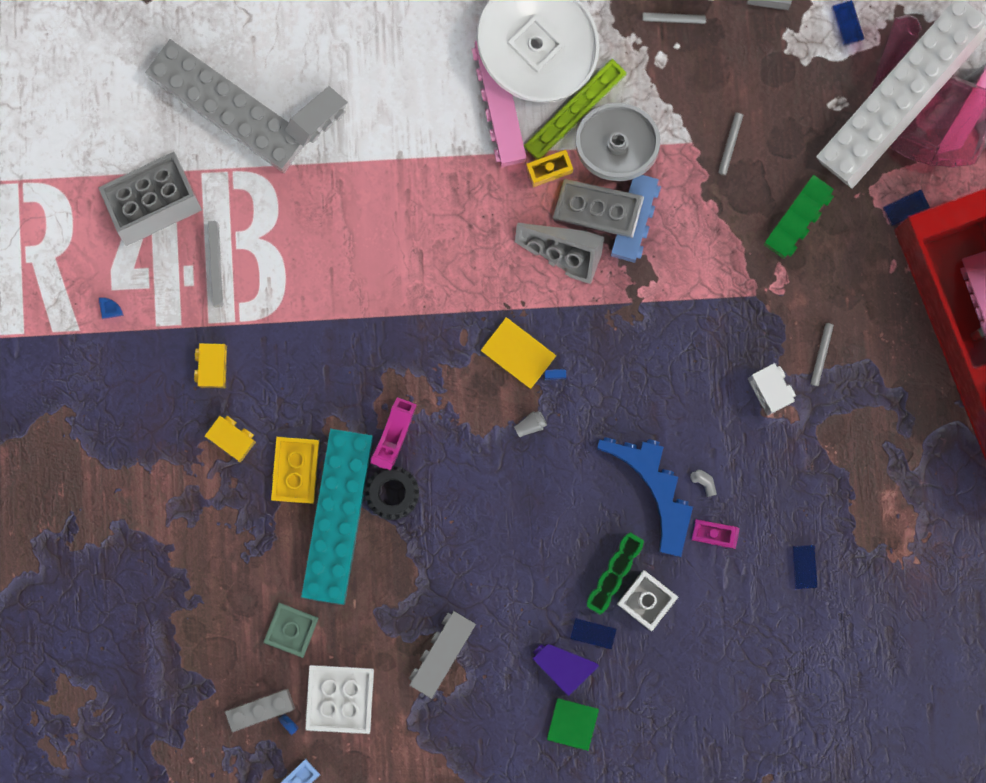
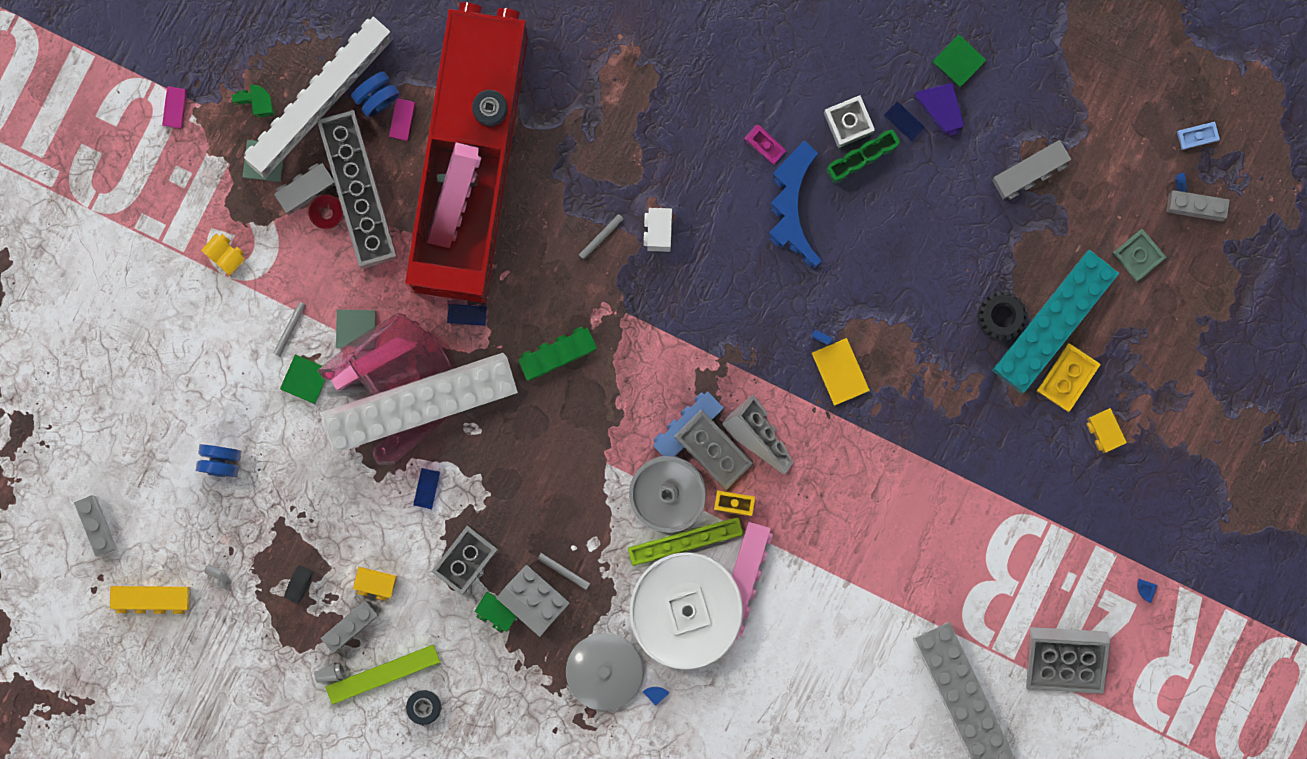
camera: 150 degrees left, 0 degrees up
(211, 365) = (1090, 497): yellow brick -> none
(215, 262) = (1042, 577): light grey tile -> none
(316, 116) = (898, 648): light grey brick -> none
(339, 699) = (1130, 180): white plate -> none
(394, 434) = (976, 360): dark pink arch -> none
(532, 423) = (861, 309): light grey cone -> none
(704, 479) = (748, 189): light grey arm -> none
(730, 143) = (576, 444): light grey piece -> none
(805, 567) = (710, 80): clear blue tile -> none

